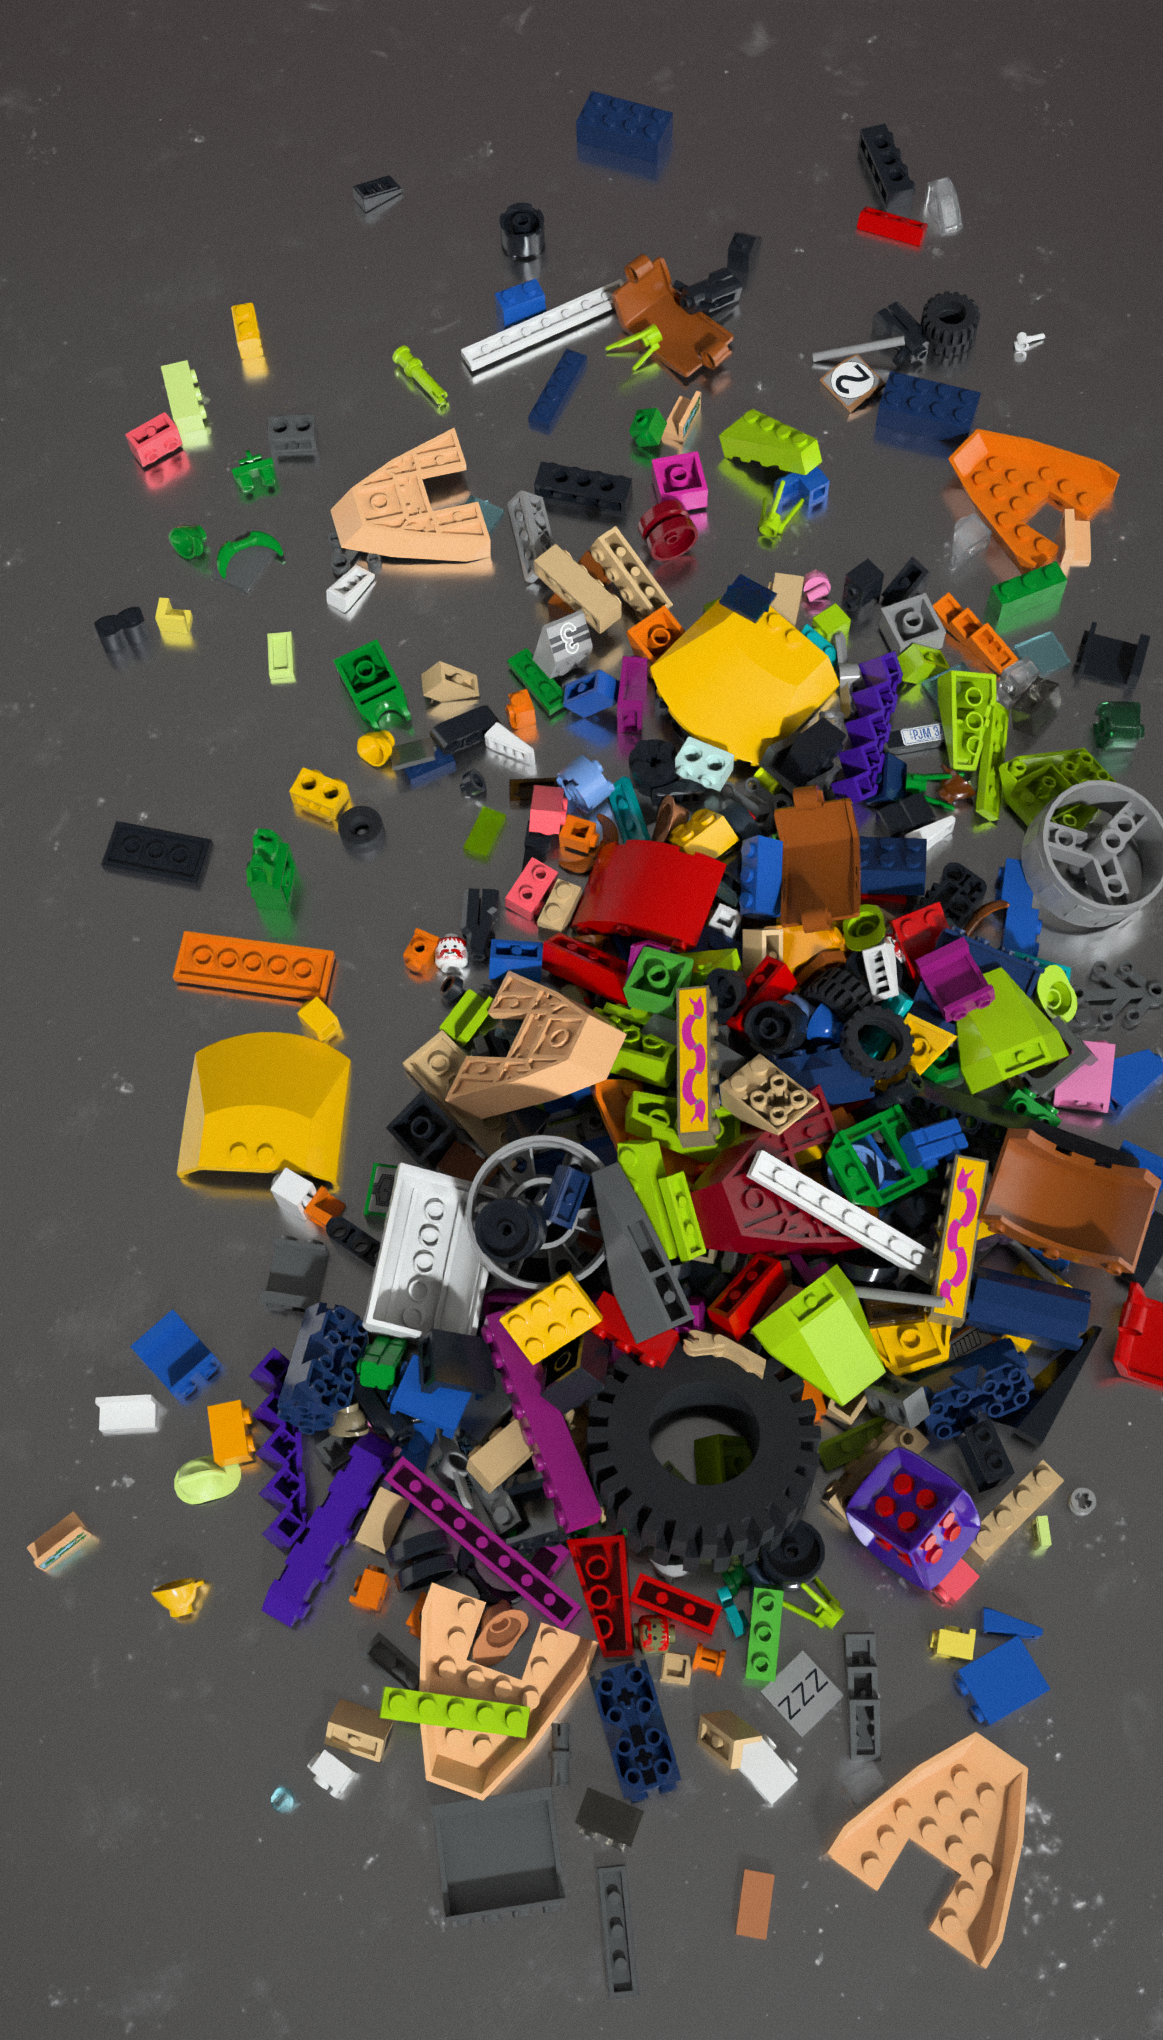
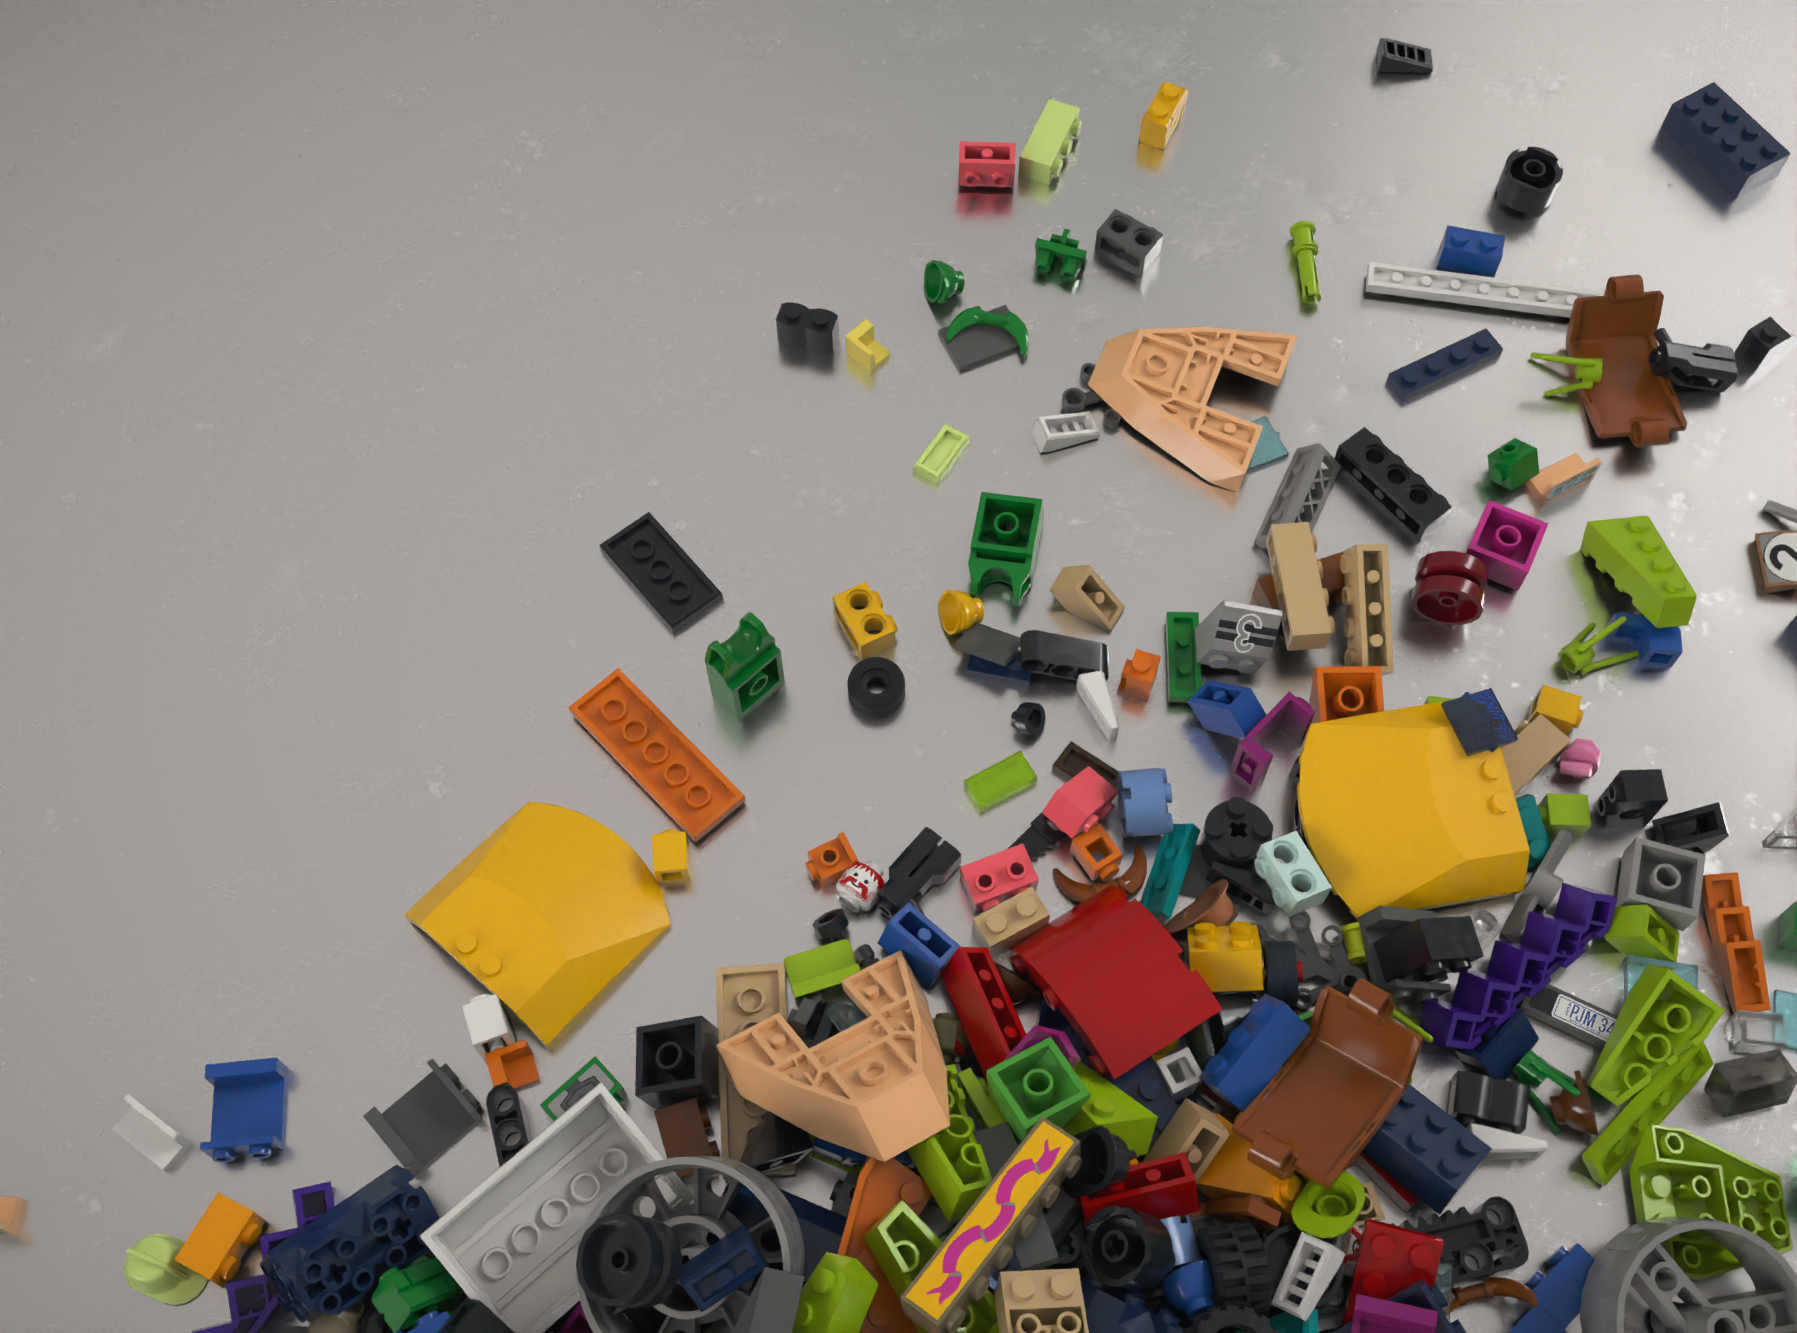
camera: 35 degrees right, 5 degrees down
(781, 561) = (1558, 707): none -> yellow brick

